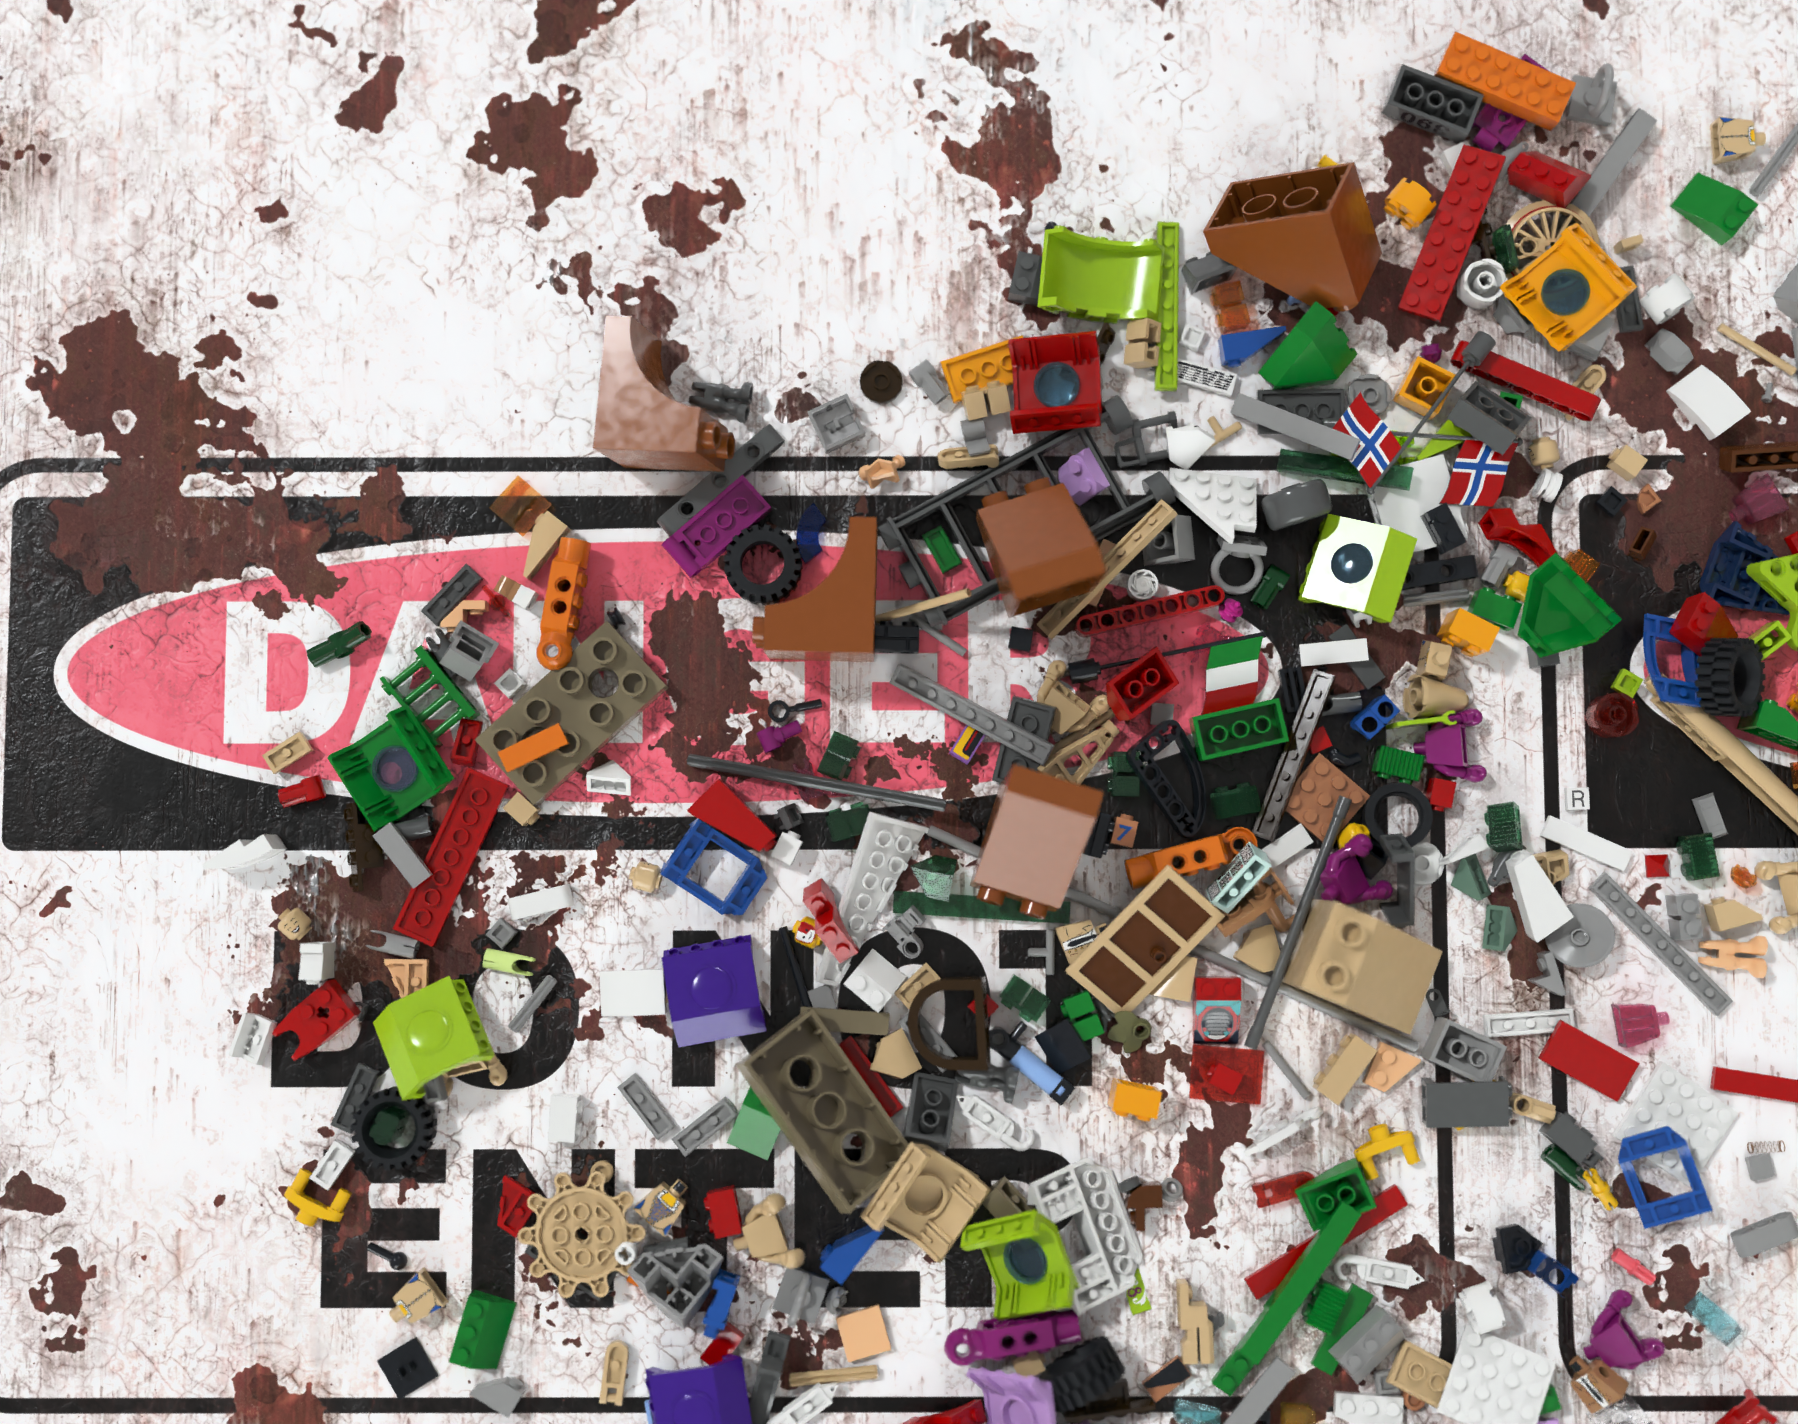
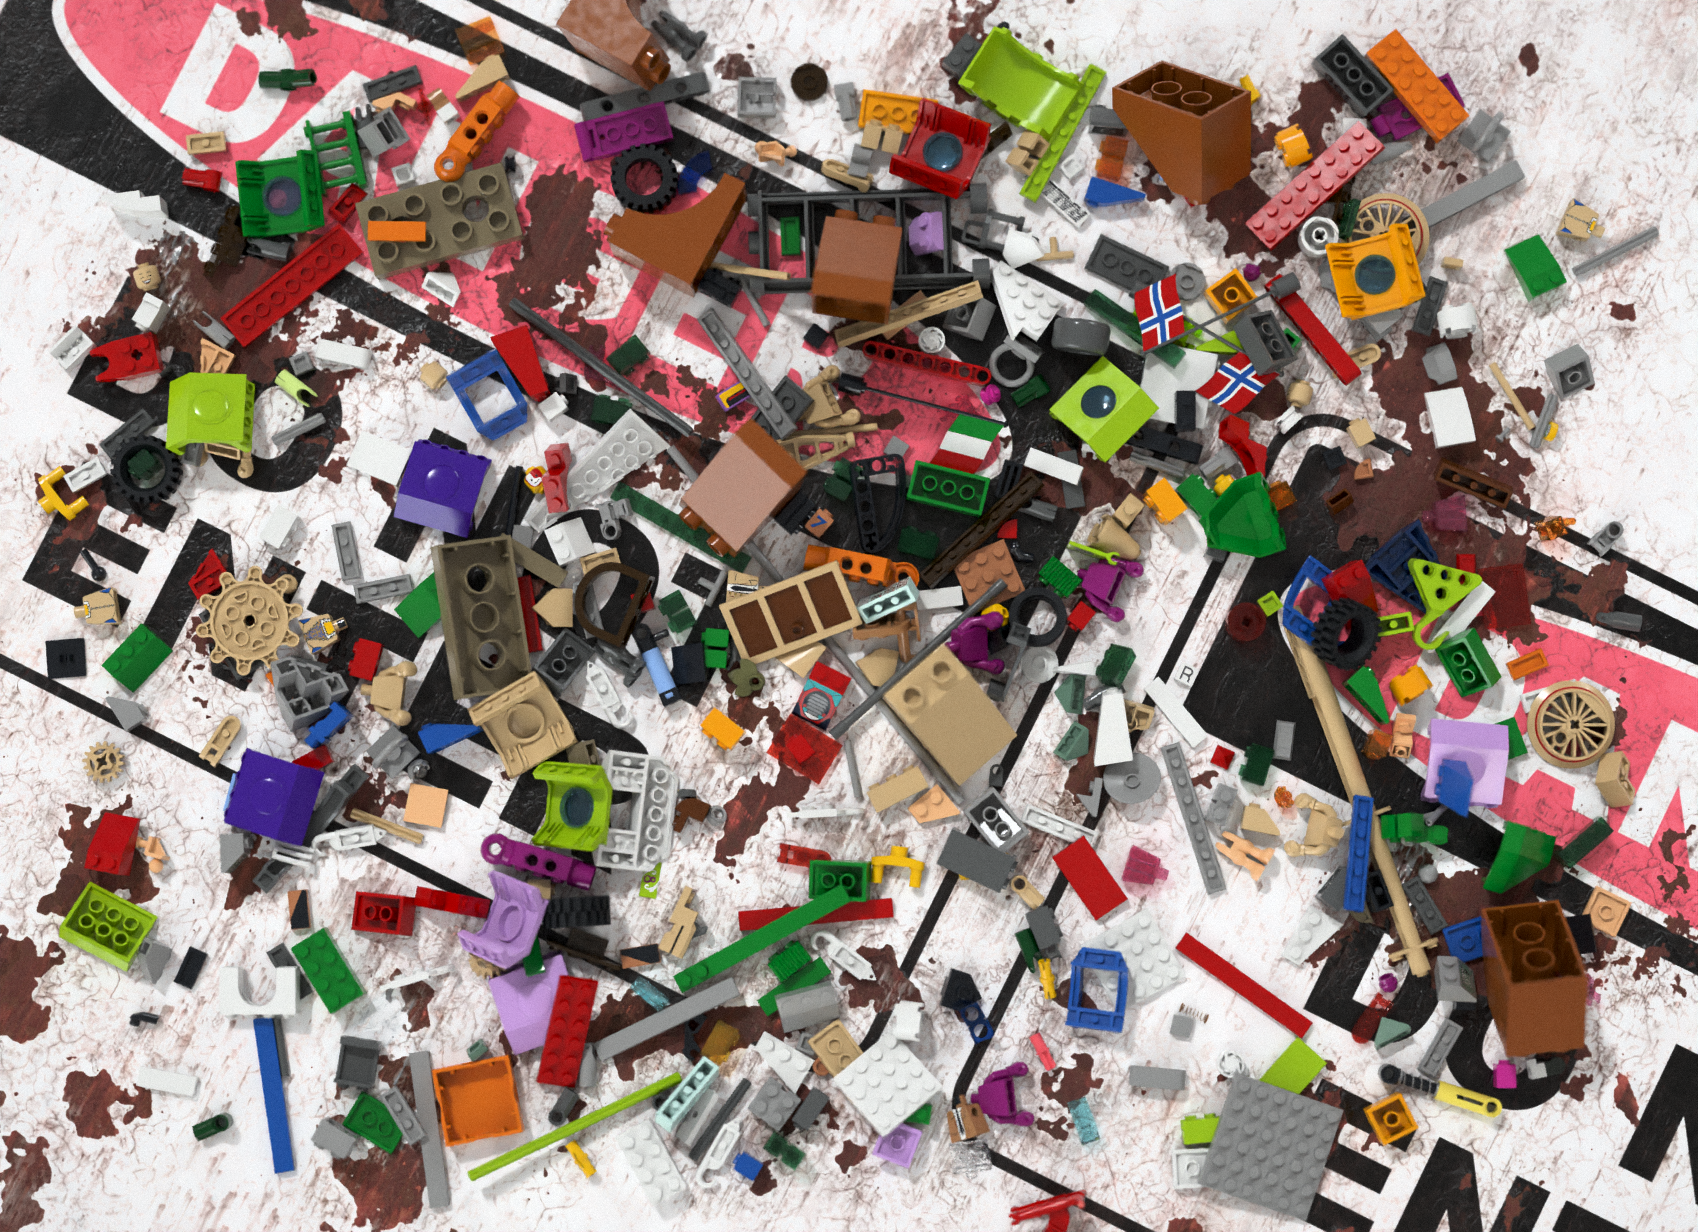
camera: 25 degrees right, 0 degrees up
(402, 855) = (256, 264): light grey tile -> none
(522, 809) = (364, 276): tan brick -> none
(630, 1248) = (274, 644): white bush -> none
(773, 737) = (585, 317): magenta pin -> none
(797, 707) = (617, 303): black piece -> none
(935, 876) = (656, 485): clear green slope -> none
(1140, 685) = (888, 414): red slope -> none
(1295, 426) = (1112, 275): light grey tile -> none
(1310, 354) = (1152, 224): green panel -> none
(1356, 722) = (1059, 534): blue piece -> none
(1546, 178) = (1412, 178): red slope -> none

